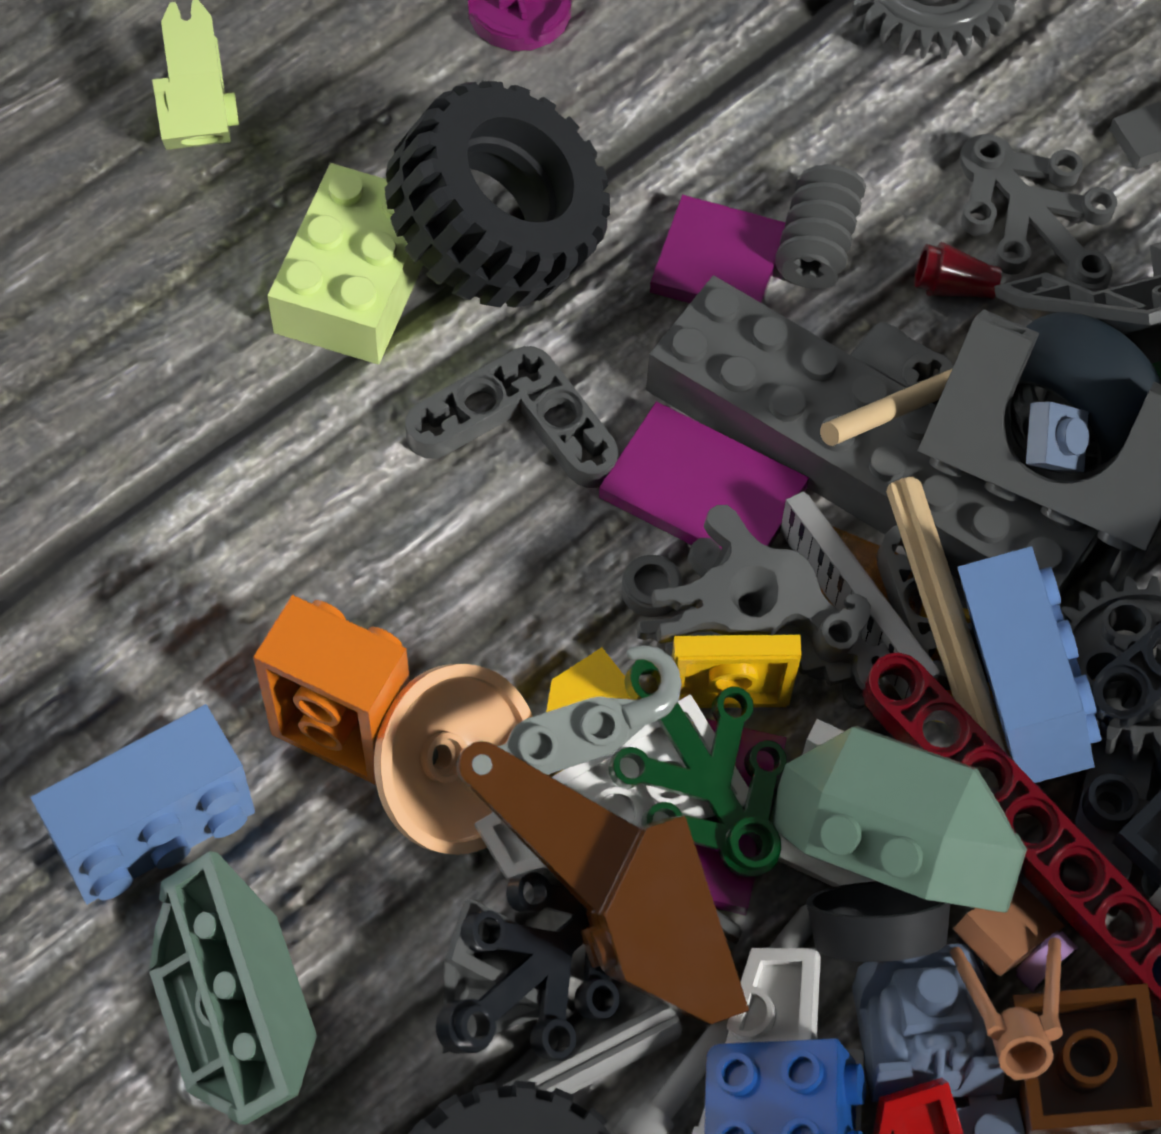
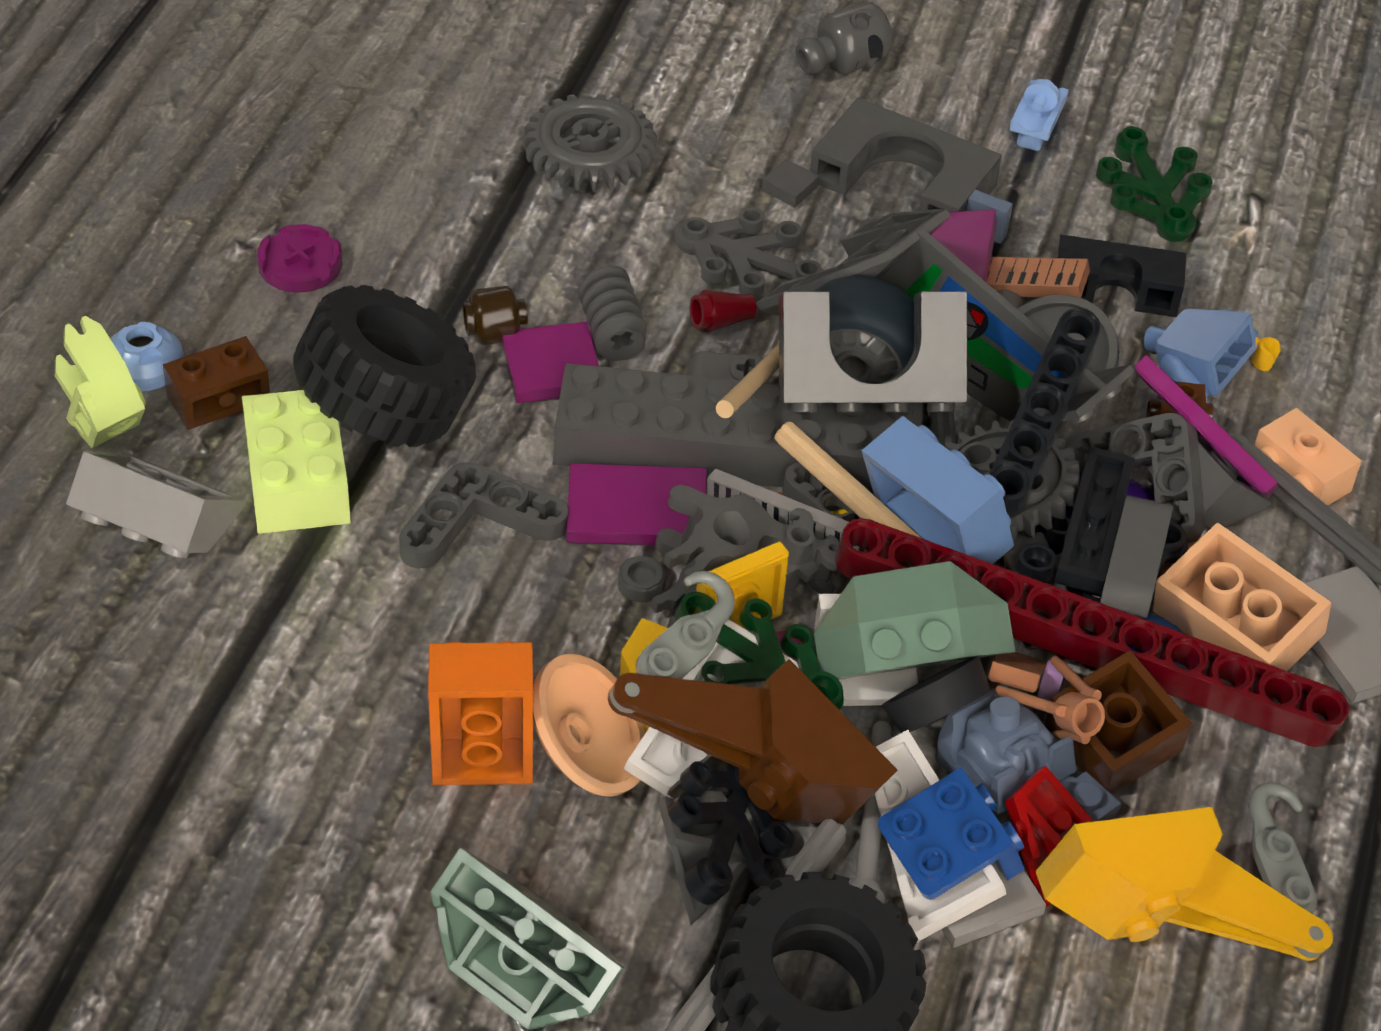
camera: 30 degrees left, 15 degrees down
(146, 805) = (384, 852): medium blue piece -> none
(178, 247) = (151, 502): none -> light grey slope
(280, 75) = (147, 362): none -> light blue piece
(330, 126) = (214, 380): none -> reddish brown brick
(685, 169) = (493, 313): none -> dark brown head
(1057, 437) = (873, 353): sand blue plate -> none

